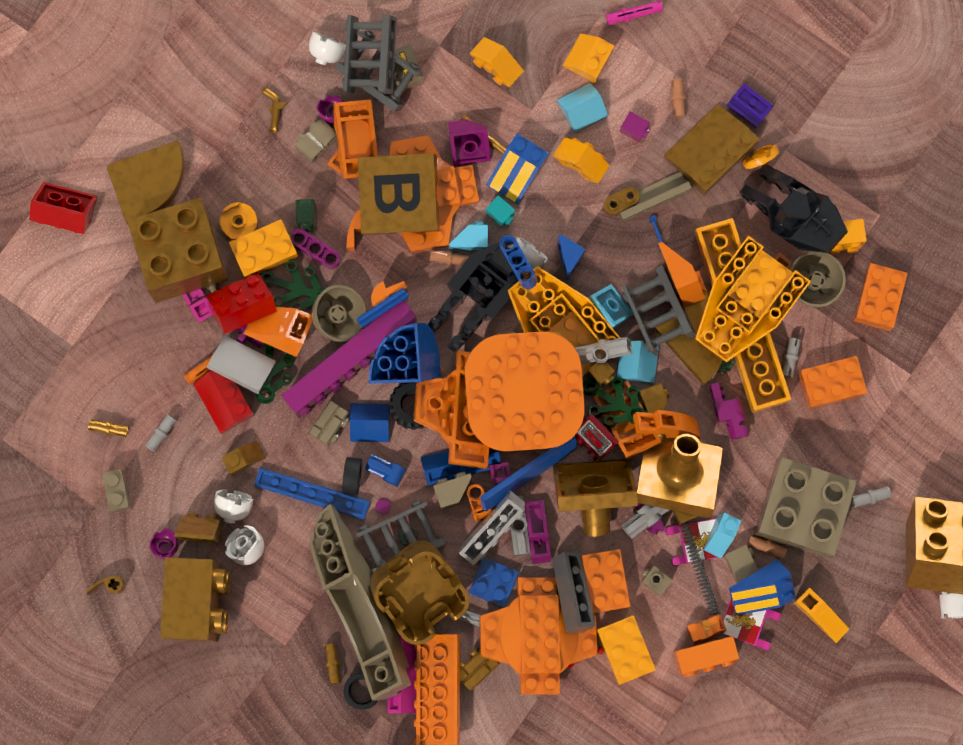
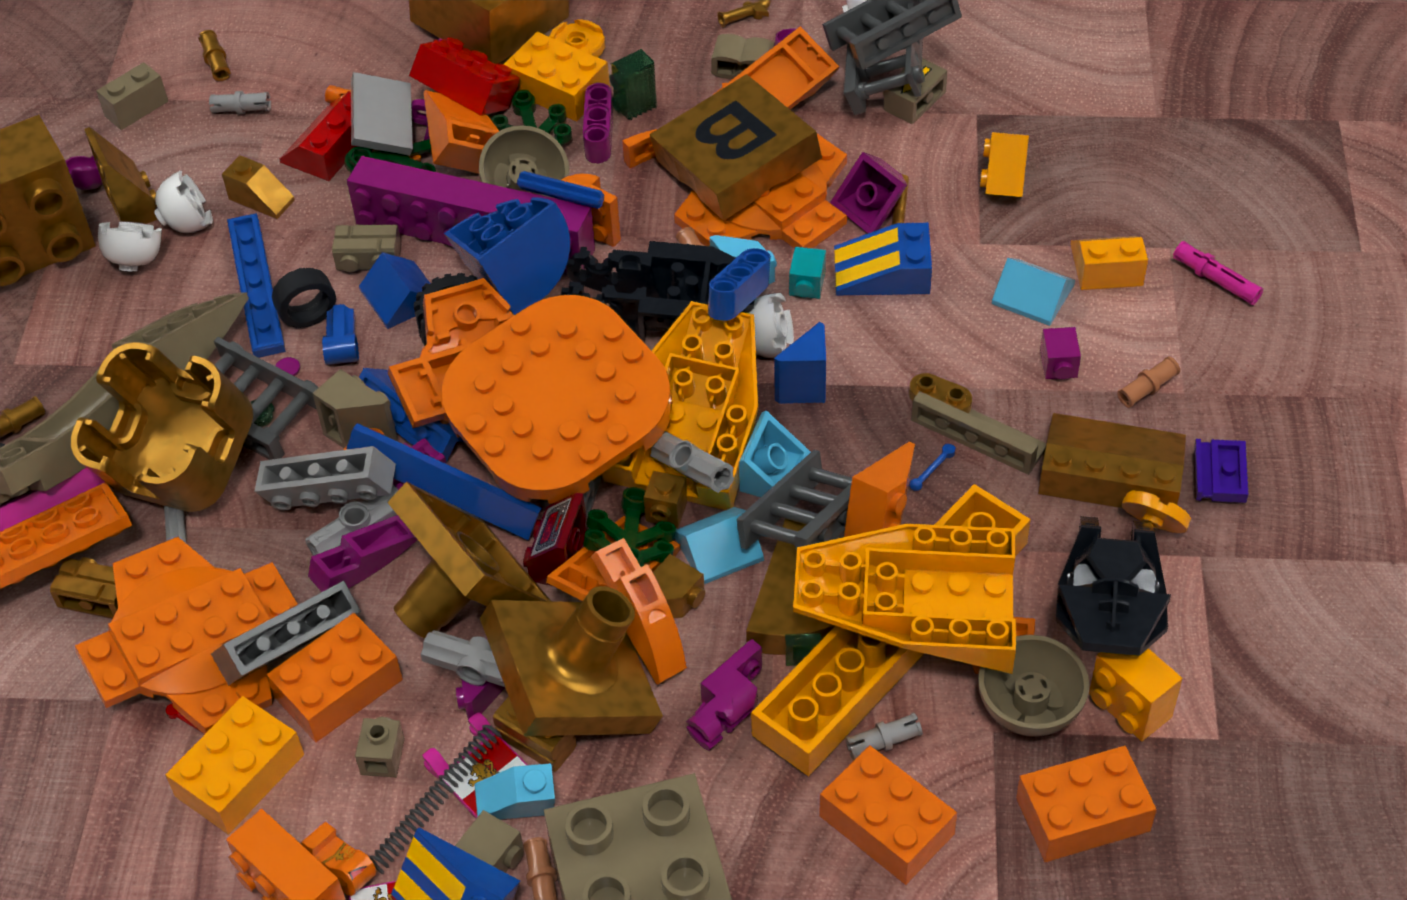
camera: 60 degrees right, 30 degrees down
(493, 582) = (250, 541): blue plate -> none
(582, 158) = (958, 316): light orange brick -> none

